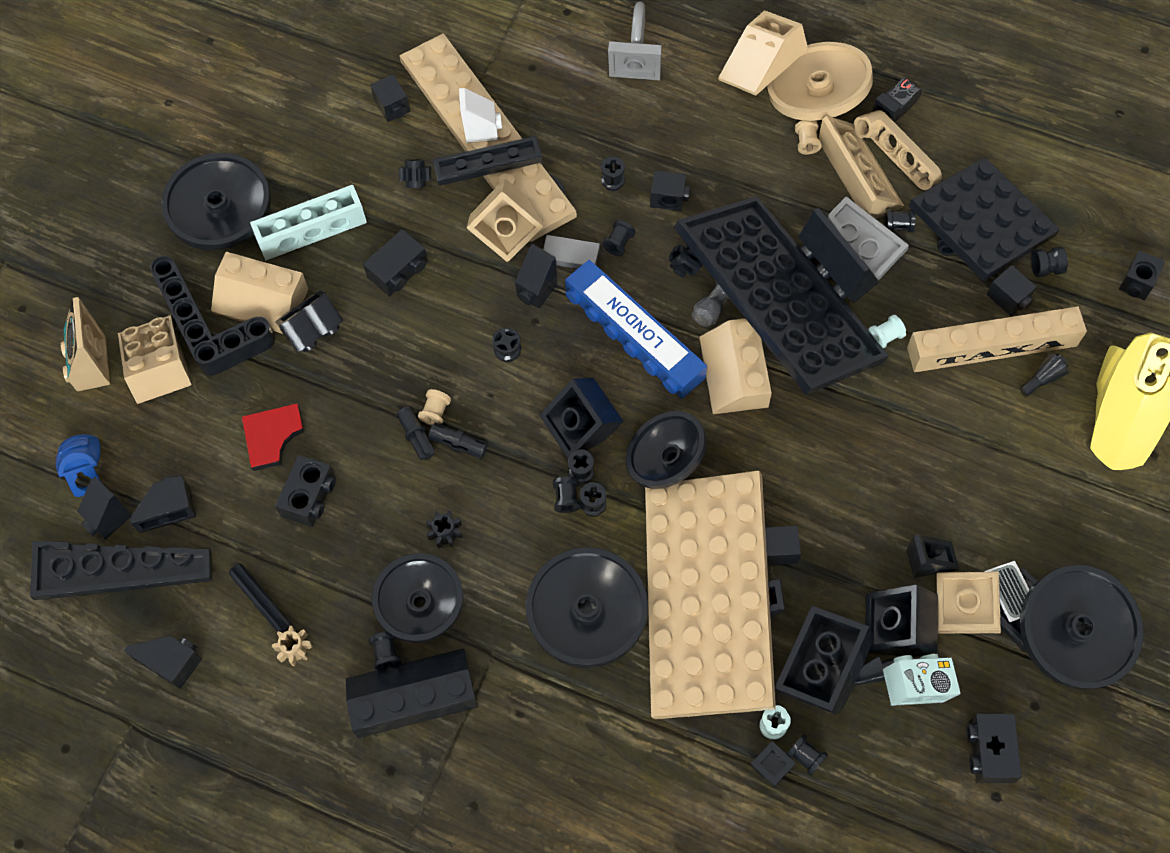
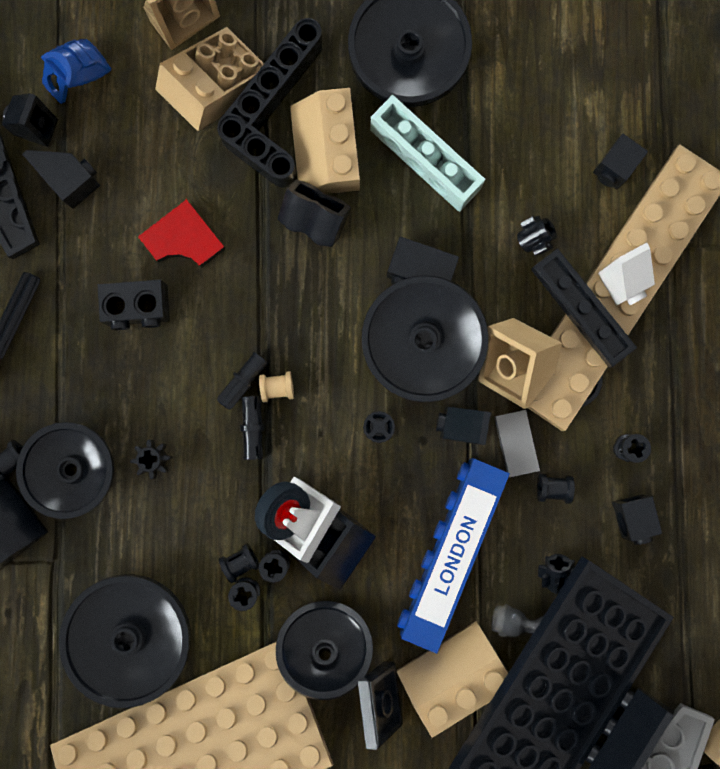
camera: 60 degrees right, 20 degrees up
(453, 279) = (425, 338): none -> black dish
(548, 426) = (295, 517): none -> plate
(728, 422) = (380, 704): none -> black tile

